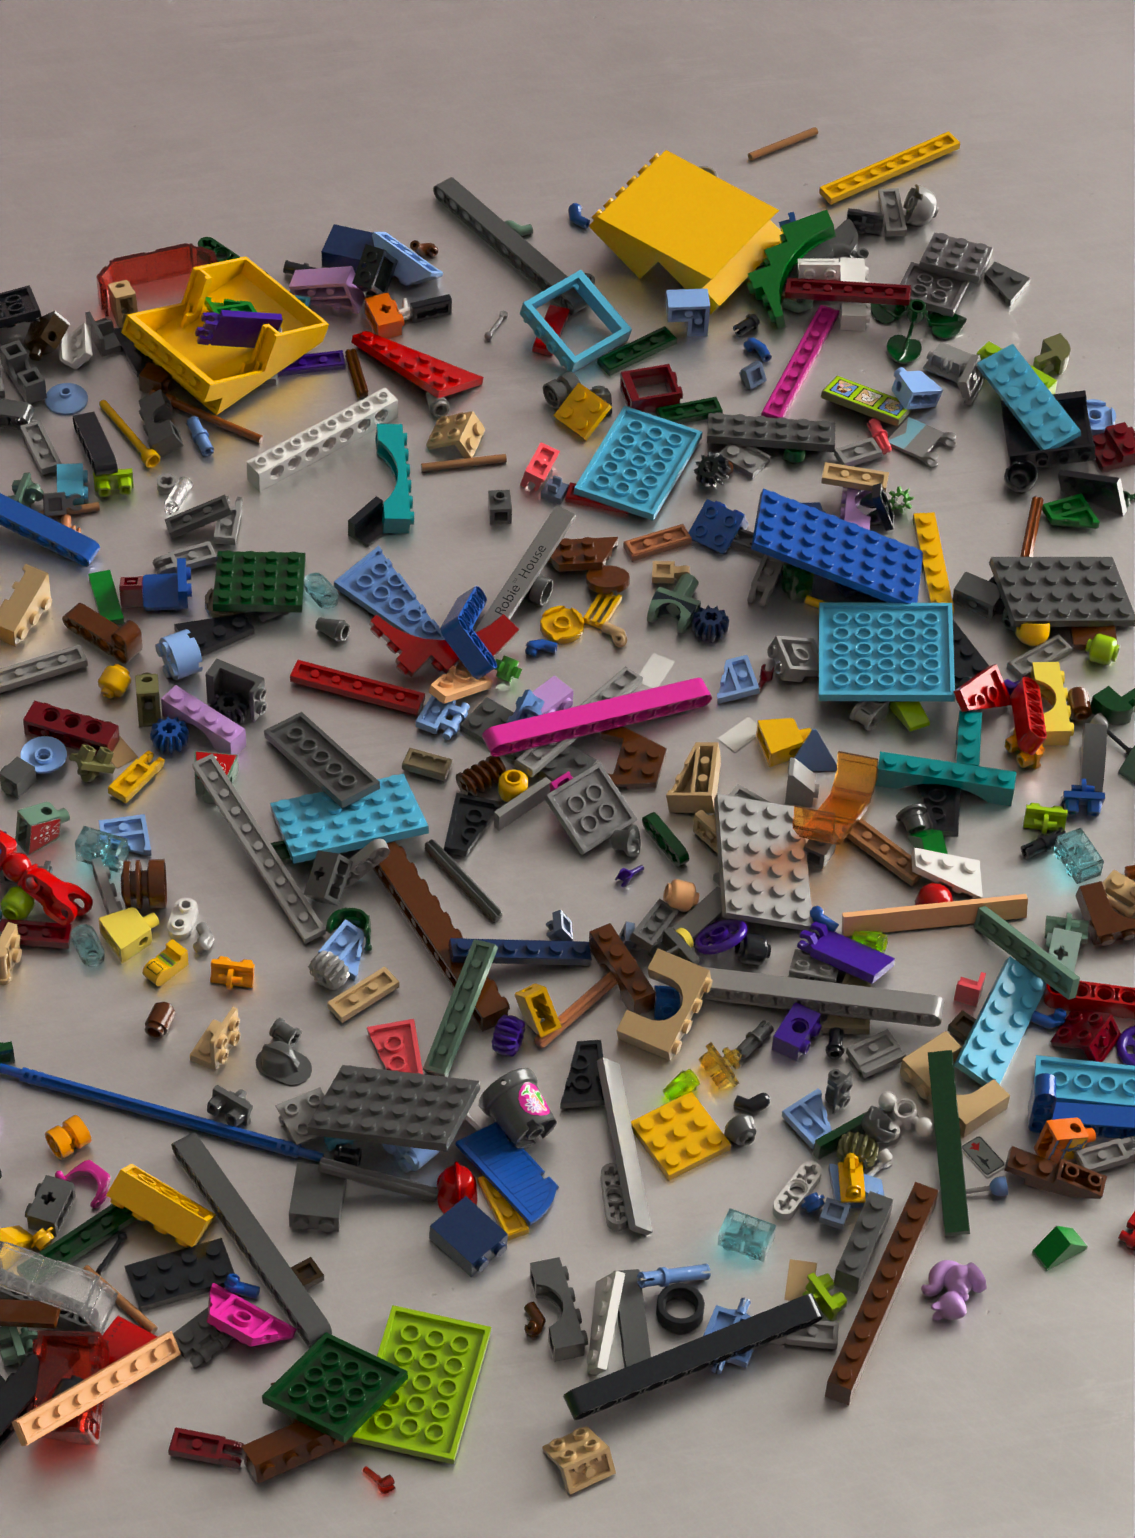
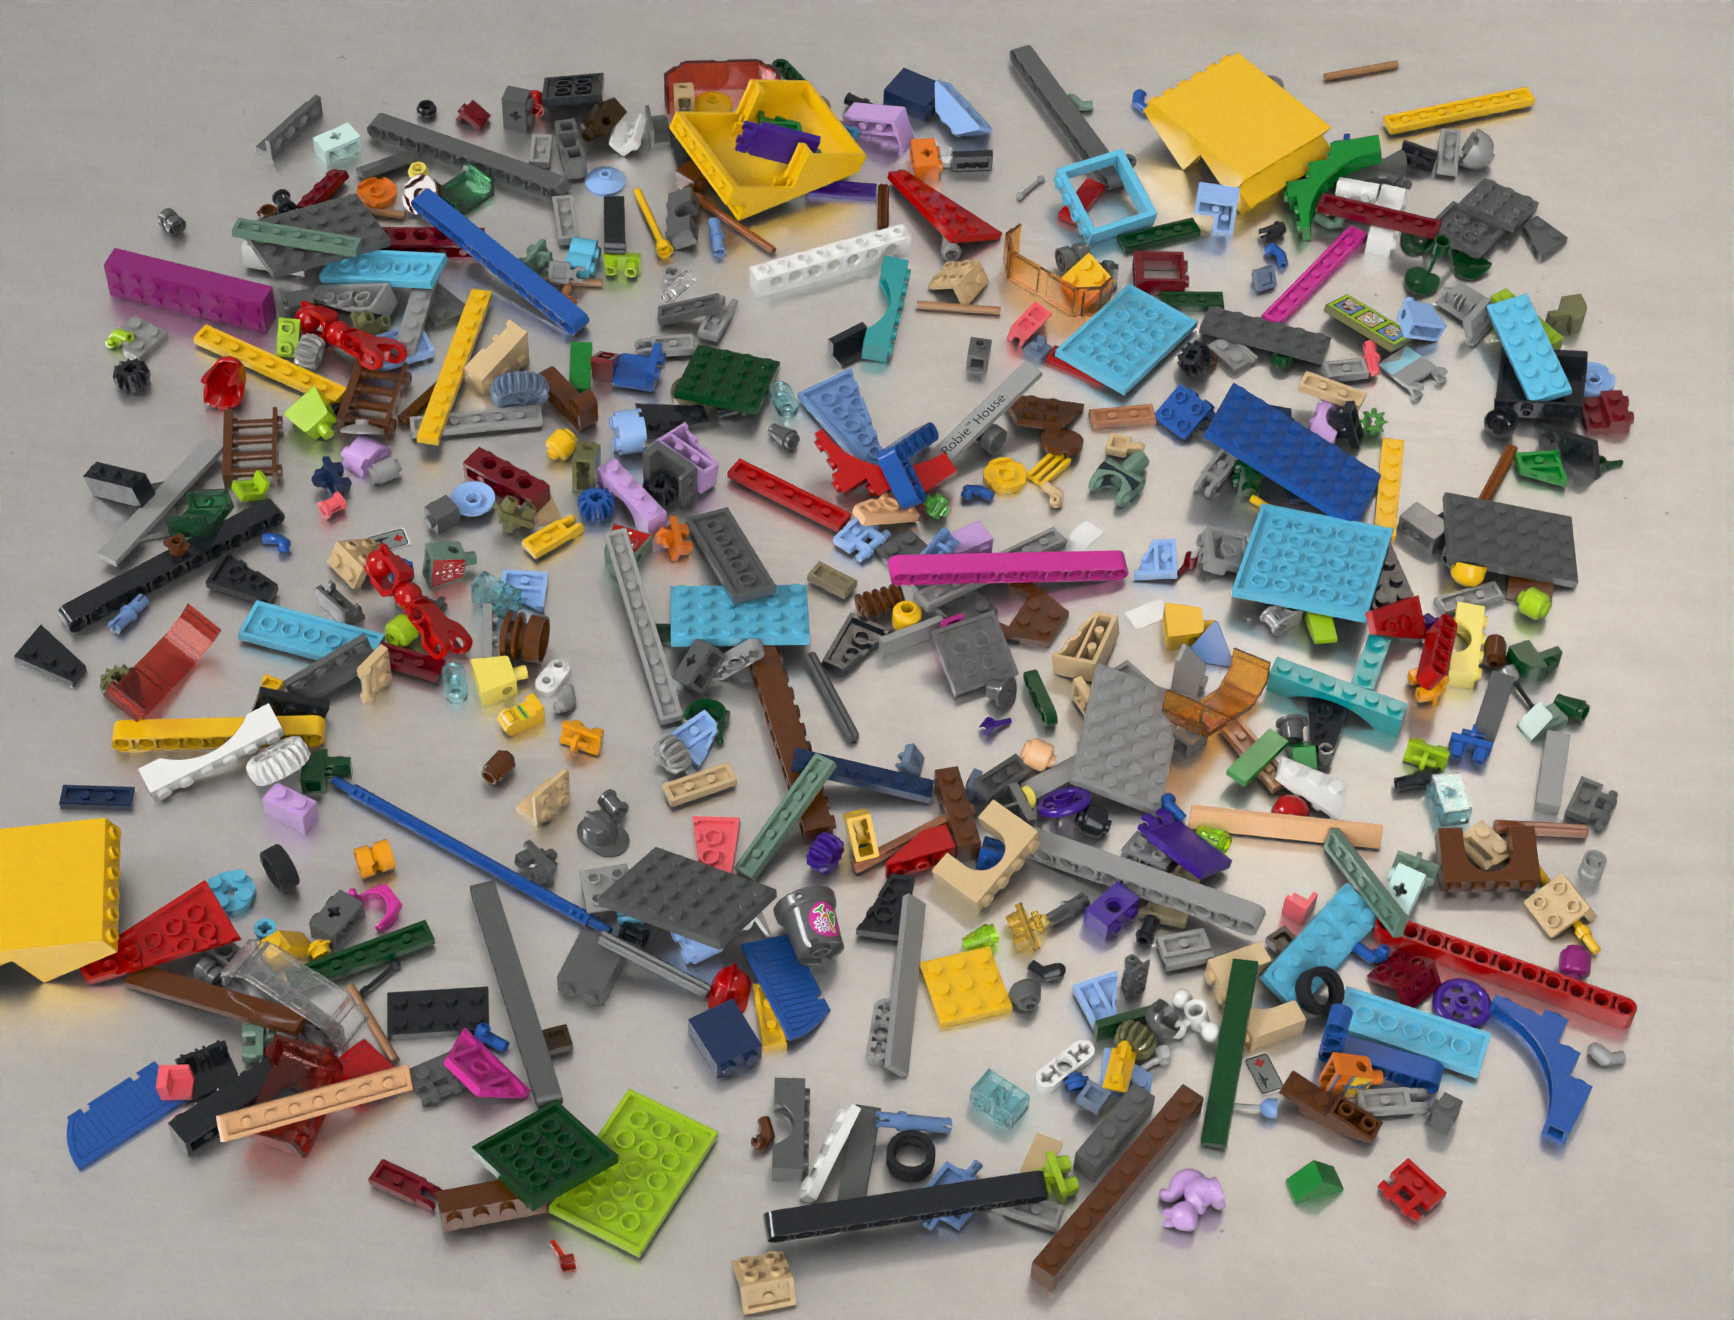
camera: 15 degrees right, 0 degrees up
(56, 634) = (519, 389): none -> sand blue gear
(151, 296) = (713, 102): none -> yellow dish
(160, 1205) = (437, 942): yellow slope -> none
(244, 658) = (687, 446): none -> lavender wedge
(257, 754) = (671, 538): none -> orange hips
(377, 274) = (928, 108): black window -> none
(424, 249) = (983, 106): reddish brown arm -> none
(546, 423) = (1051, 288): none -> clear orange windscreen
(602, 1012) = (922, 851): none -> red slope
(710, 623) = (1148, 502): dark blue gear -> none
(889, 854) = (1257, 757): none -> tile
(951, 839) = (1324, 756): none -> dark grey pin
(1026, 1059) = (1304, 993): none -> black tyre

